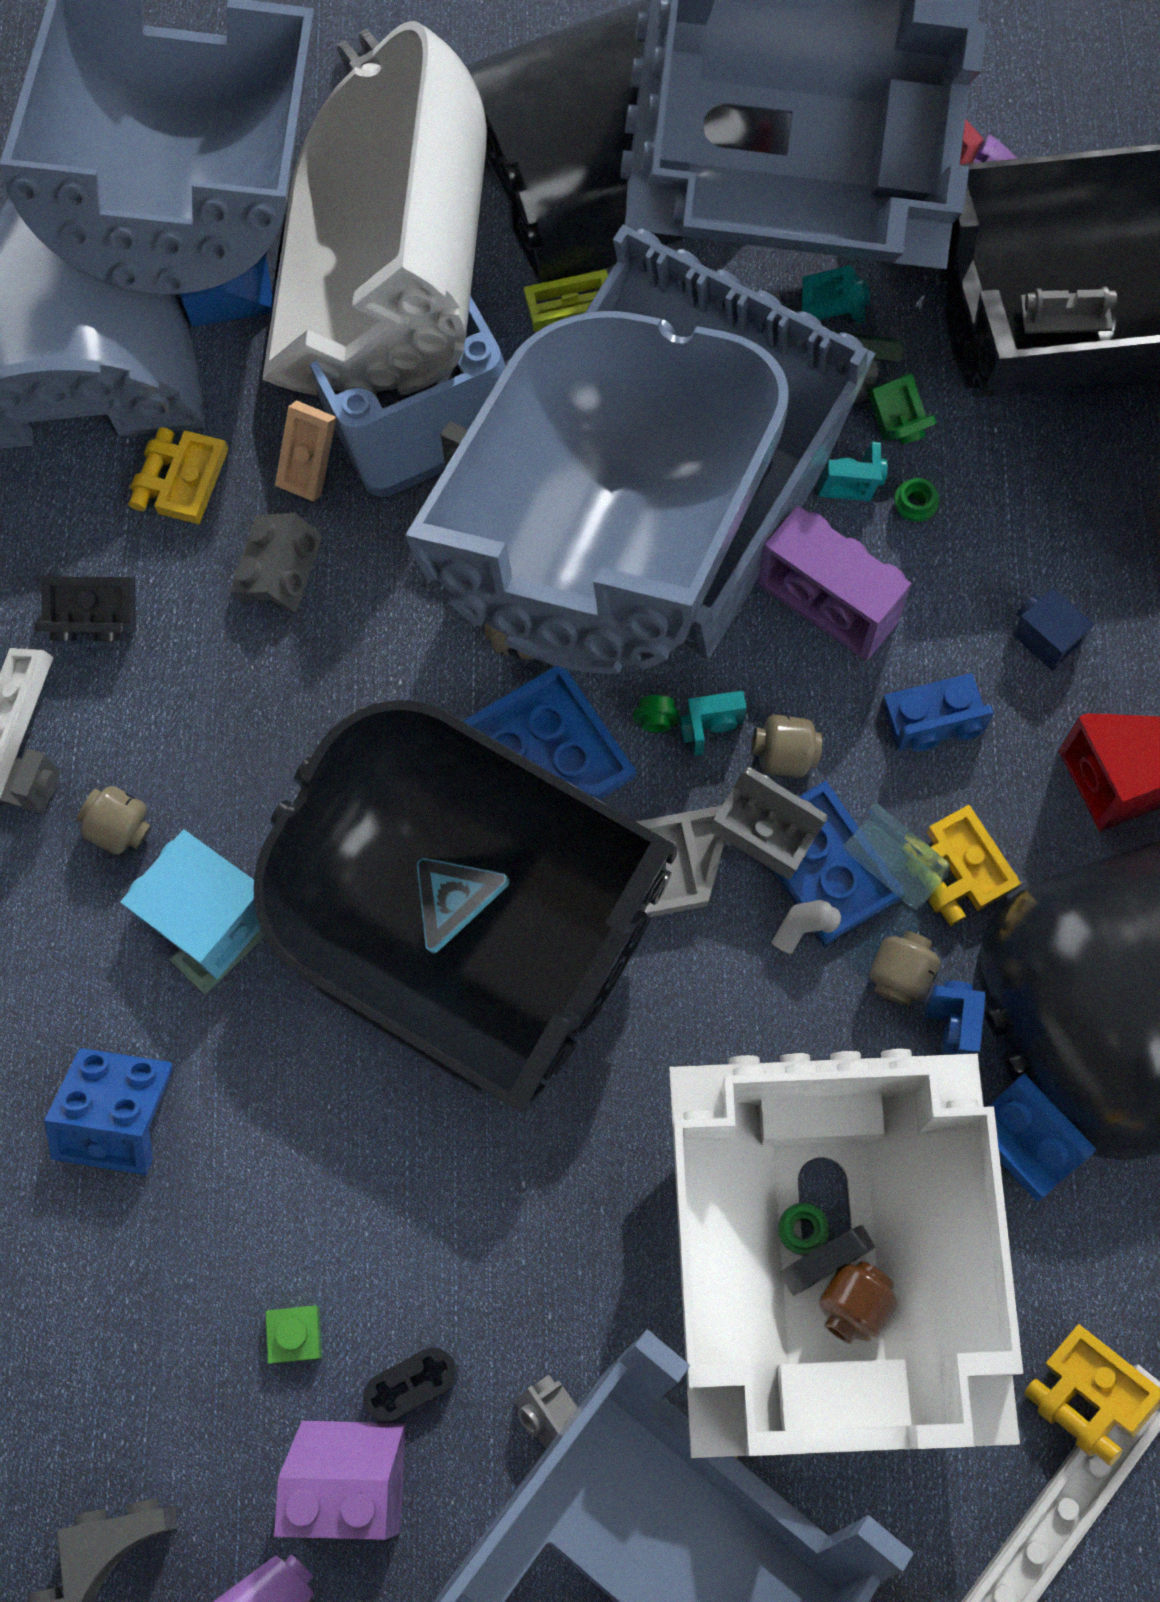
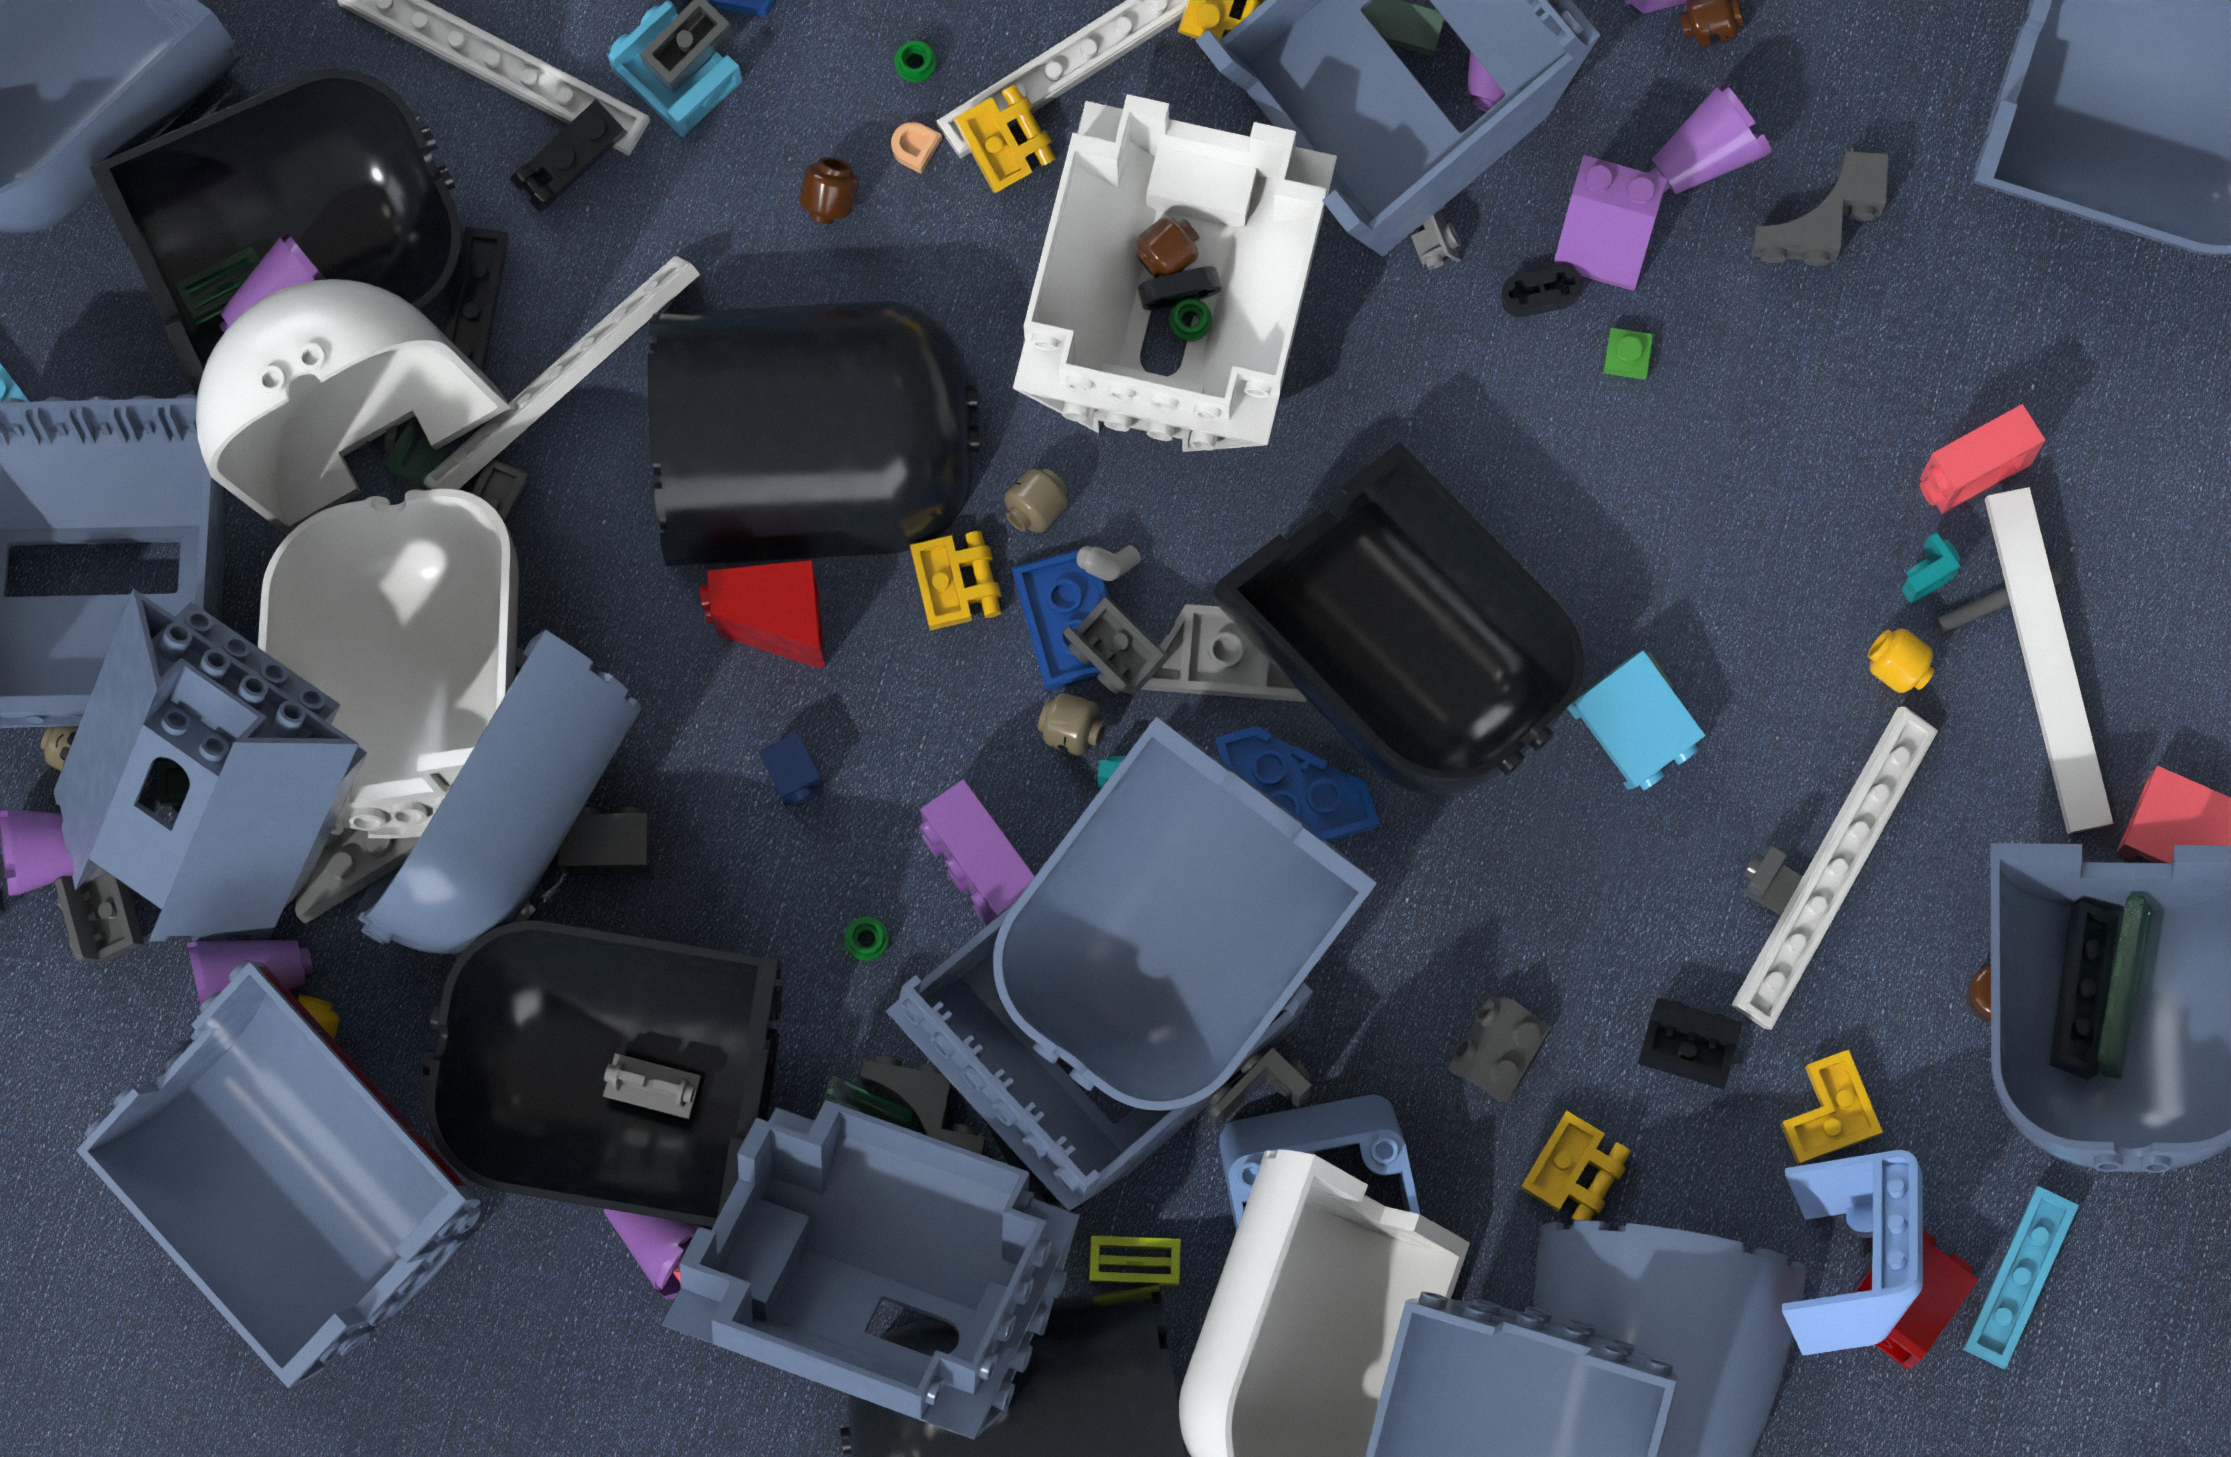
camera: 165 degrees left, 5 degrees up
(107, 1111) = (1746, 573): blue bracket -> none
(113, 820) = (1700, 824): dark tan head -> none
(305, 450) = (1443, 1141): light nougat plate -> none
(453, 897) = (1409, 658): black piece -> none
(853, 479) = (904, 968): teal bracket -> none
(897, 857) = (1011, 590): clear light blue panel -> none
(900, 410) = (850, 1028): green bracket -> none
(936, 712) = (923, 723): blue bracket -> none
(964, 1012) = (1007, 436): blue bracket -> none
(1036, 1138) = (983, 335): blue bracket -> none

